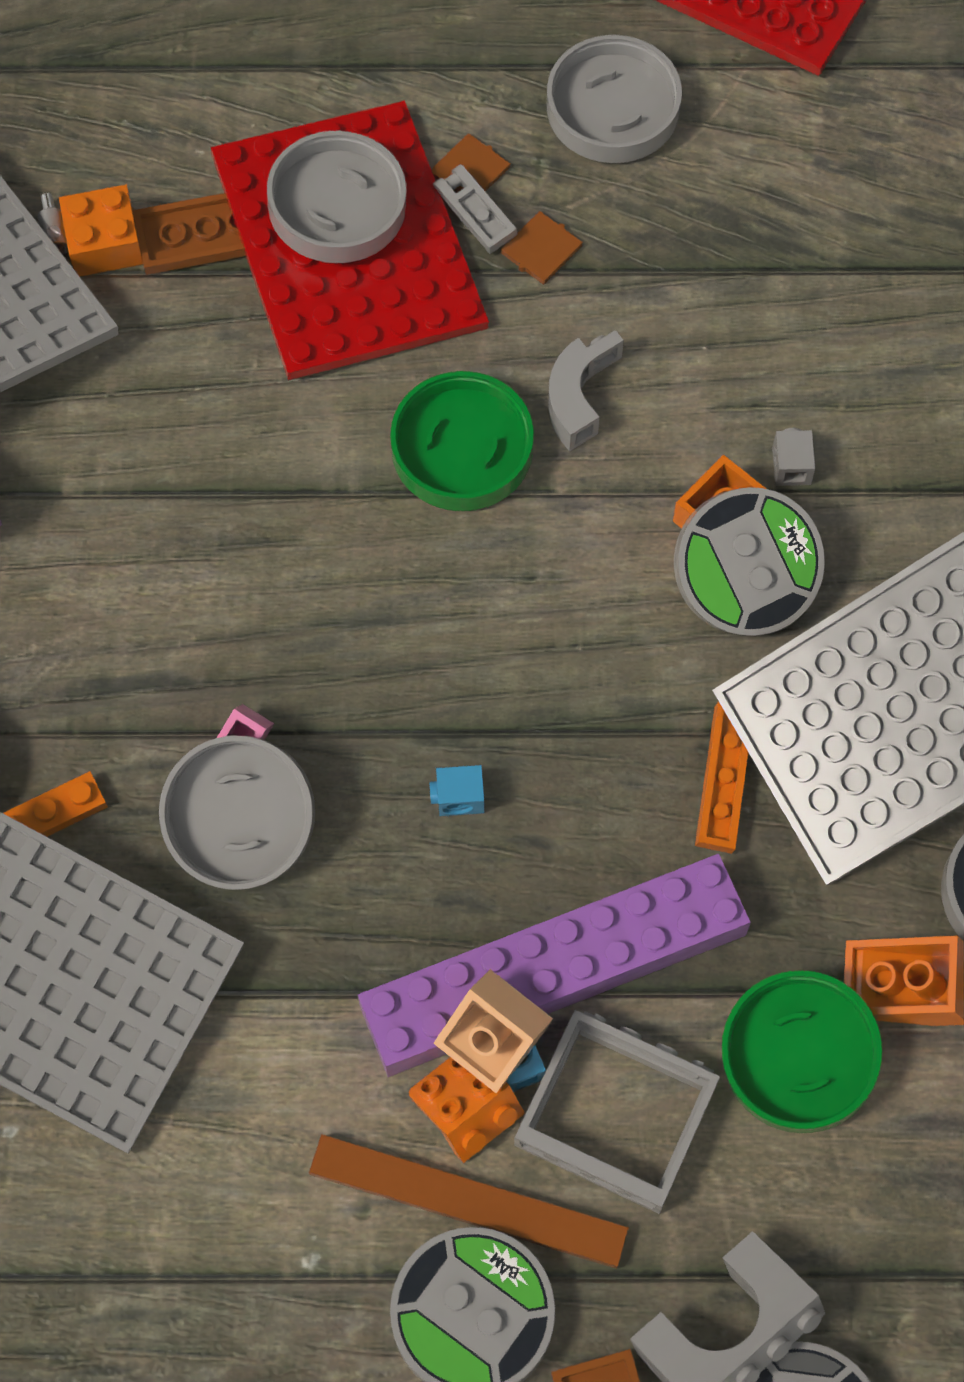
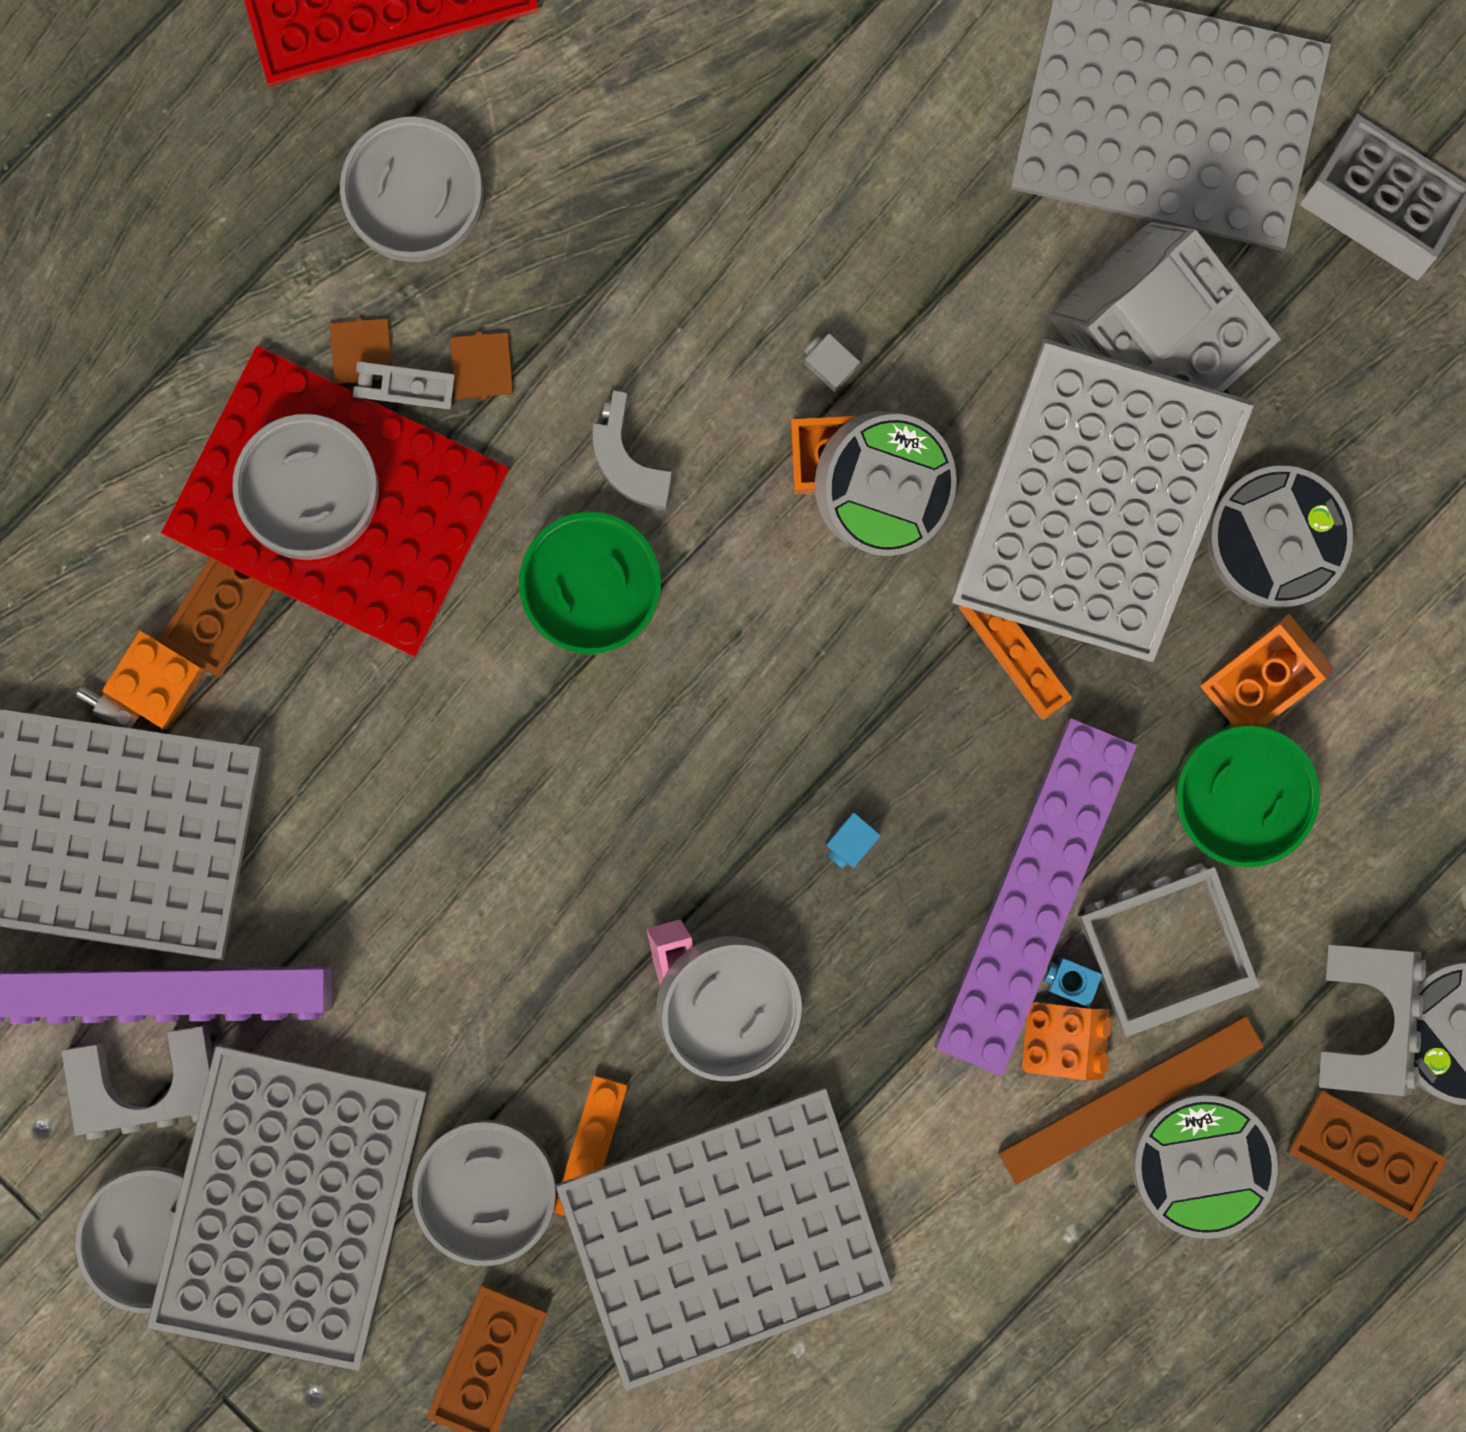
camera: 50 degrees left, 20 degrees up
(492, 1030) = (1052, 989): light nougat slope -> none

